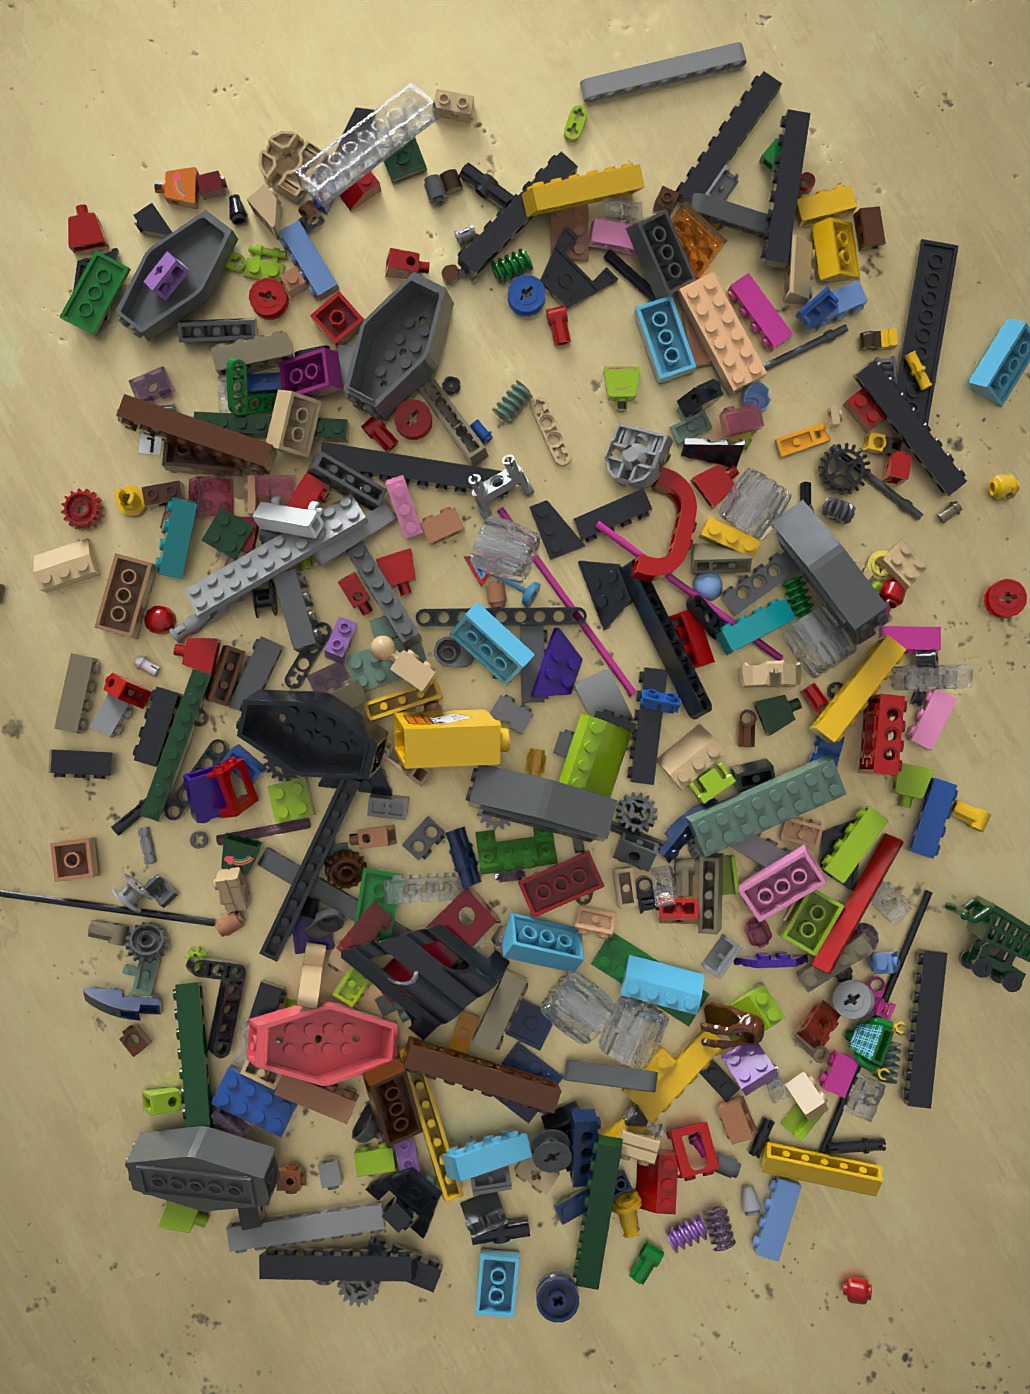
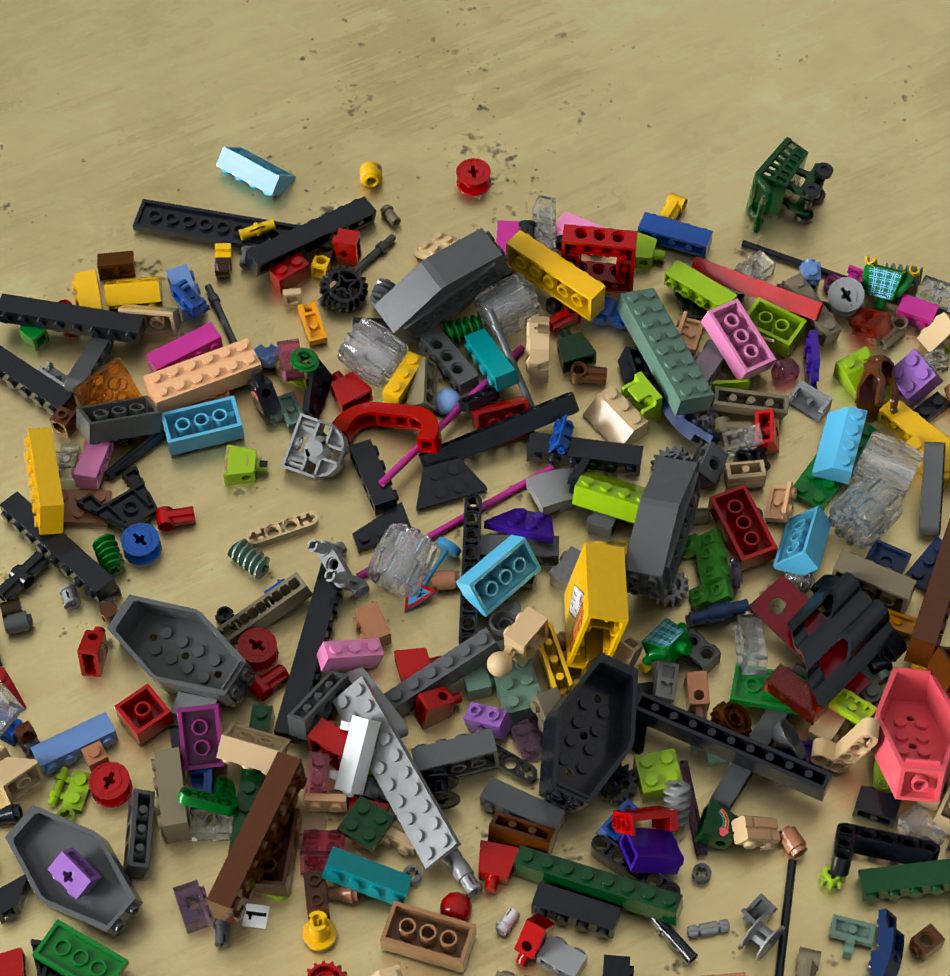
camera: 85 degrees left, 30 degrees down
(150, 952) = (817, 924): dark grey gear -> none
(193, 574) = (414, 868): none -> light grey bush
(258, 817) = (678, 799): none -> light grey piece
(422, 809) = (665, 643): none -> green torso
(741, 432) = (304, 354): none -> green gear
(781, 630) = (497, 328): none -> dark grey bar
(924, 1028) = (858, 245): black brick -> none

